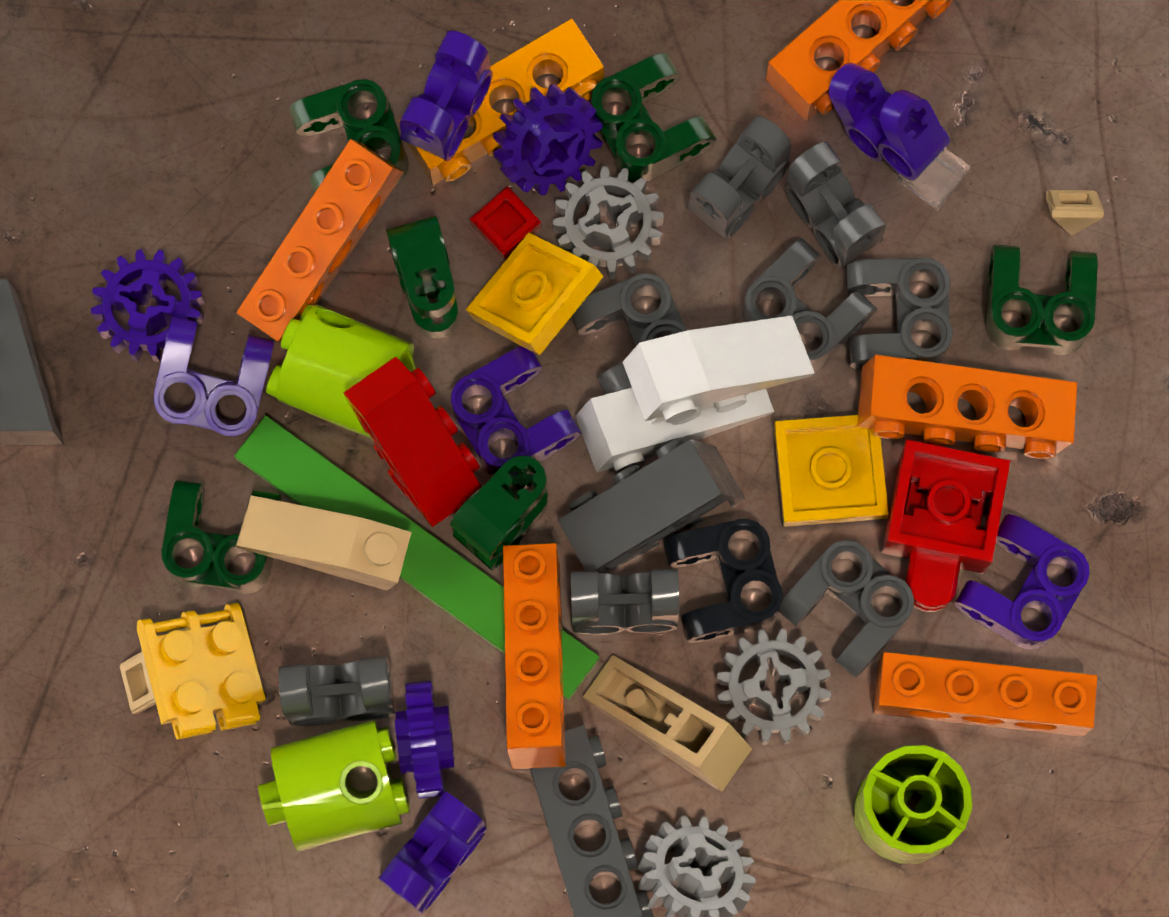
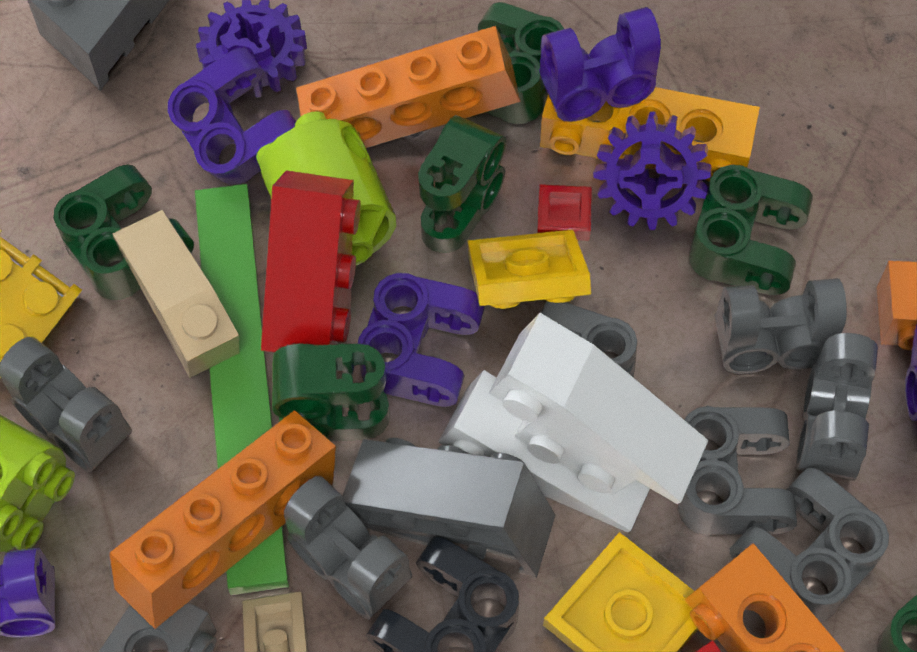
camera: 45 degrees right, 15 degrees down
(424, 739) = (79, 501): dark purple gear -> none
(625, 211) = (666, 276): light grey gear -> none

